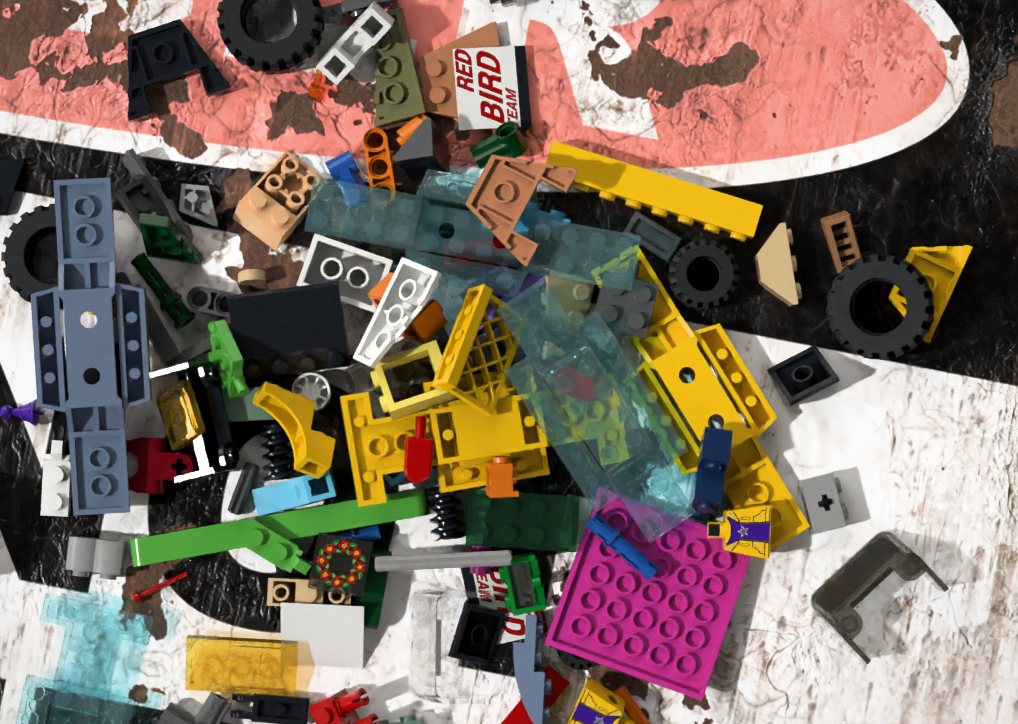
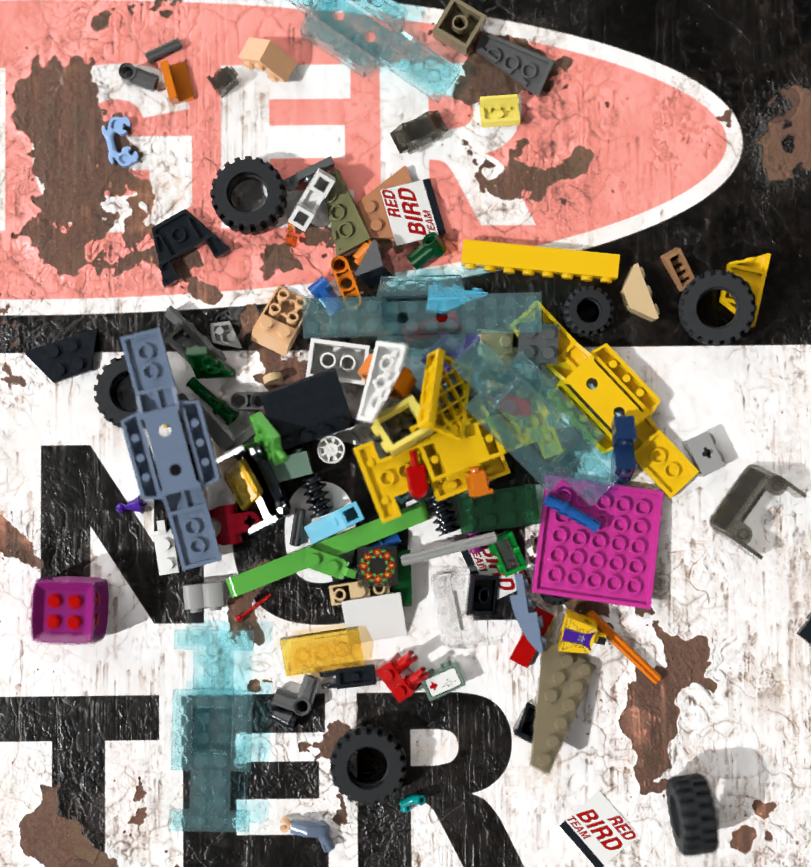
camera: 10 degrees left, 0 degrees up
(295, 413) = (323, 467): yellow arch -> none
(504, 194) = (439, 282): nougat wing -> none
(653, 236) = (550, 293): dark grey tile -> none
(744, 530) = (655, 484): torso -> none
(802, 376) = (671, 368): black slope -> none

